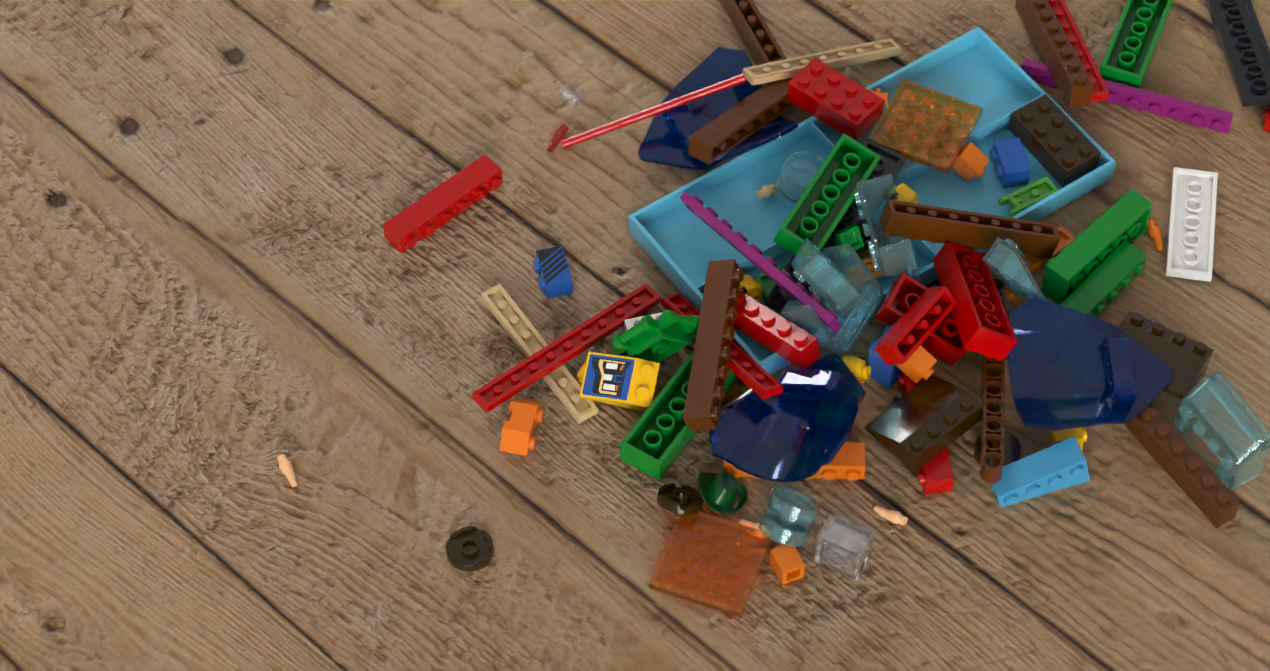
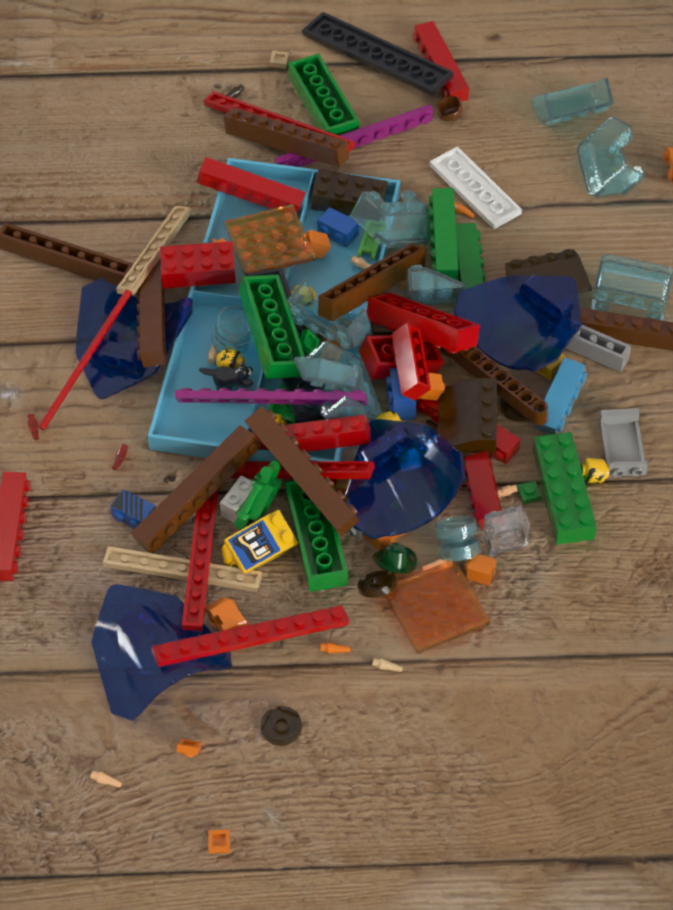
camera: 45 degrees left, 0 degrees up
(312, 596) = (219, 841): none -> orange plate
(375, 500) = (189, 747): none -> orange plate
(430, 390) = (123, 642): none -> clear blue windscreen
(521, 450) = (249, 635): none -> red plate
(585, 522) = (334, 648): none -> orange piece
(599, 218) = (120, 456): none -> clear red piece
(611, 573) = (383, 664): none -> tan piece
(615, 292) = (196, 489): none -> reddish brown brick
(752, 218) = (230, 376): none -> black animal
(773, 207) = (229, 358): none -> yellow head
(874, 492) = (482, 485): none -> red brick
(913, 535) = (529, 492): none -> green plate
(946, 556) = (564, 488): none -> green brick
(965, 65) = (248, 186): none -> red brick
(994, 207) = (360, 262): none -> light nougat piece
(994, 564) = (595, 470): none -> yellow head
(1053, 563) = (622, 442): none -> light grey panel
(1060, 195) = (393, 222): none -> clear light blue windscreen
(1131, 458) = (600, 348): none -> light grey brick
(1252, 132) = (449, 108): none -> reddish brown hair

